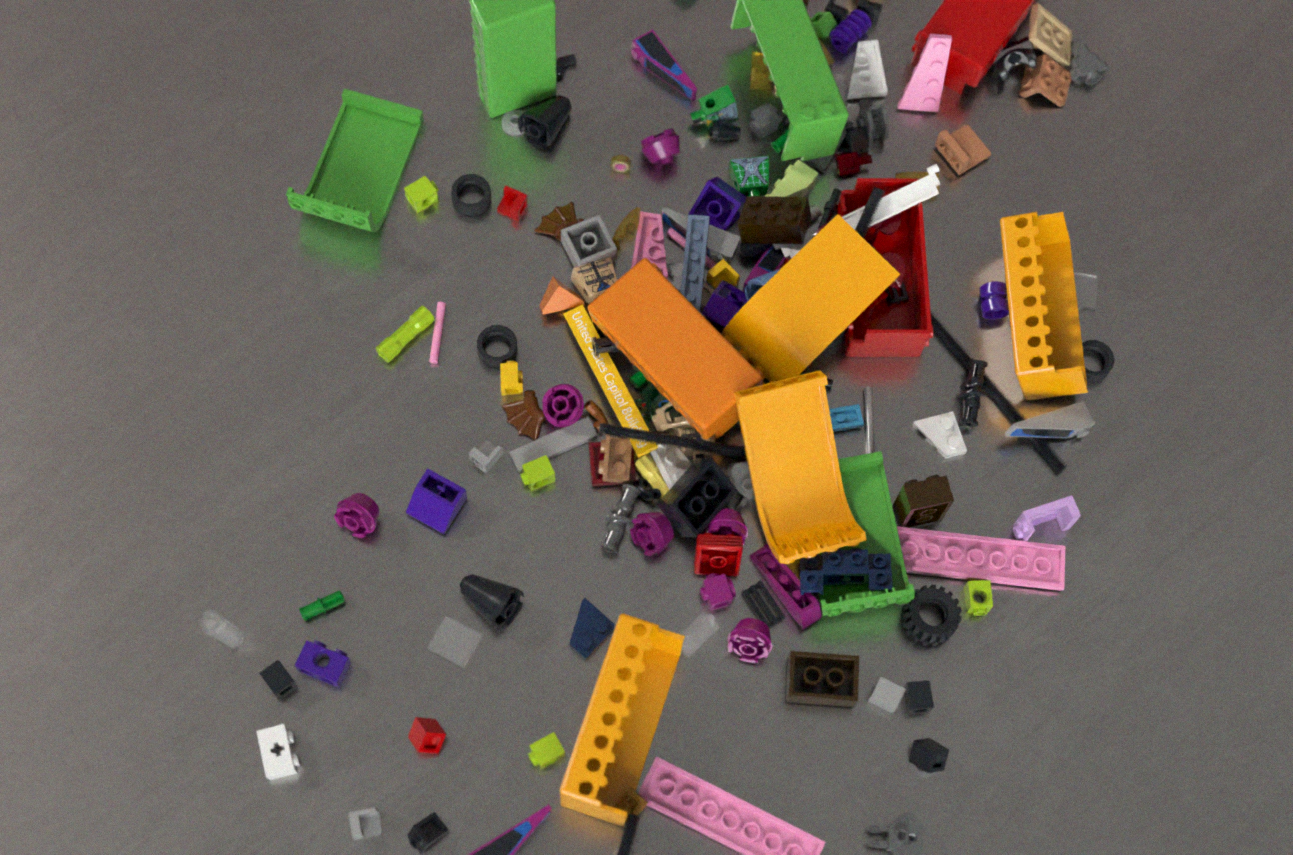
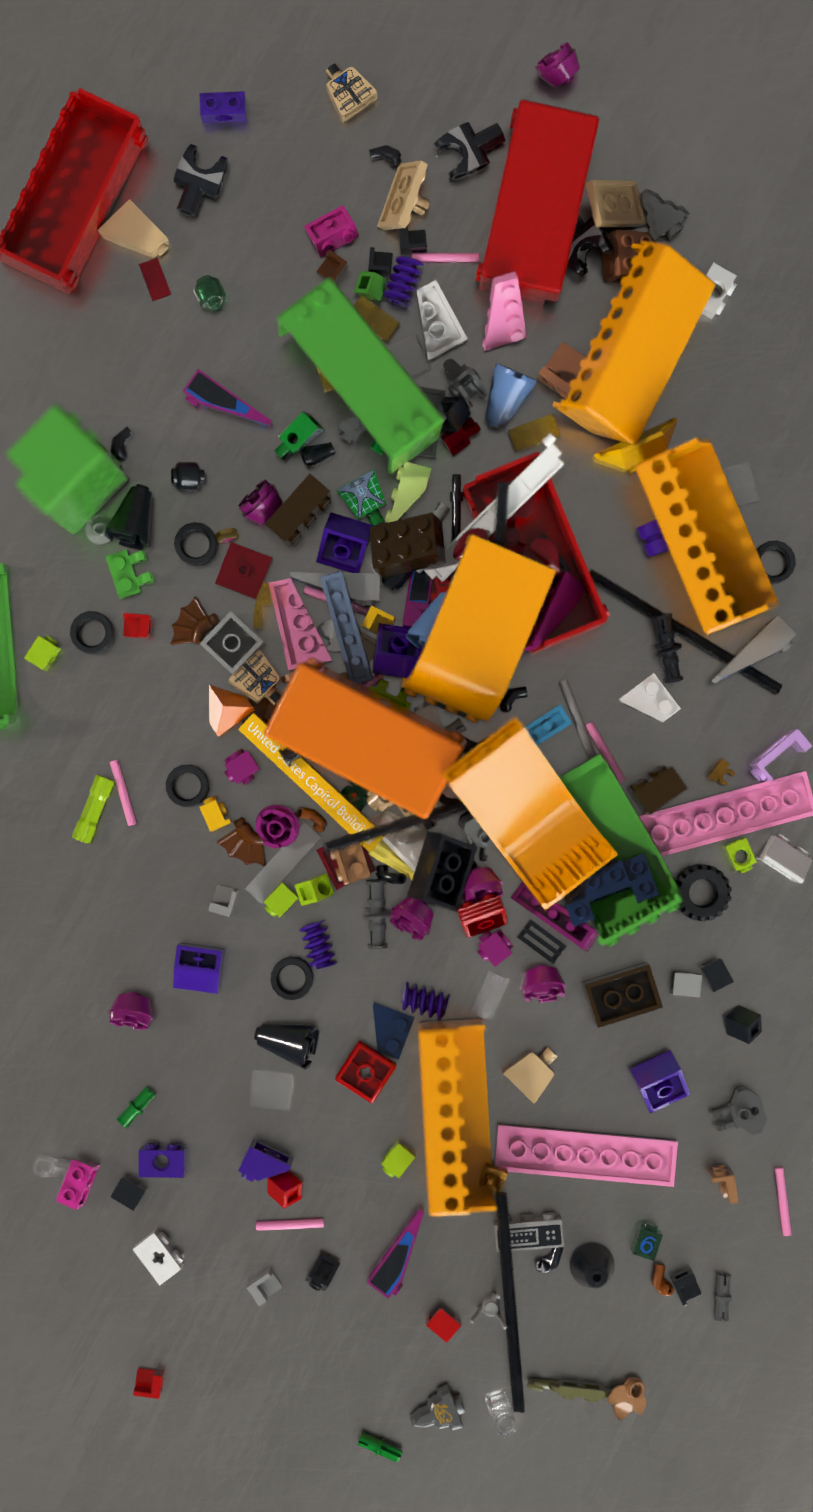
camera: 10 degrees left, 20 degrees up
(235, 650) = (77, 1183): none -> dark pink bracket
(416, 774) = (290, 1224): none -> bright pink bar
(417, 698) = (263, 1162): none -> dark purple slope
(518, 562) = (292, 995): none -> black tyre
(519, 162) = (124, 574): none -> bright green plate
(550, 670) = (370, 1086): none -> red brick
(552, 348) = (241, 767): none -> magenta brick
(553, 523) = (317, 945): none -> dark purple piece
(572, 473) = (314, 889): none -> lime brick
(596, 147) = (181, 534): none -> black tyre
(607, 106) = (187, 476): none -> black head
(622, 196) = (243, 570): none -> dark red plate
(622, 605) = (424, 1001): none -> dark purple piece
(691, 163) = (299, 510): none -> dark brown brick
(707, 720) = (531, 1073): none -> tan torso
(829, 778) = (660, 1081): none -> dark purple slope
(880, 444) = (601, 745): none -> bright pink bar
(893, 30) = (446, 257): none -> bright pink piece
(893, 311) = (559, 601): none -> magenta slope
(906, 142) = (506, 394): none -> medium blue cone
(984, 515) = (719, 770): none -> pearl gold tile
(986, 224) = (626, 456): none -> yellow wedge
(1019, 616) = (786, 859): none -> white slope
(1033, 135) = (642, 344): none -> light orange container
(1115, 123) = (725, 284): none -> white brick

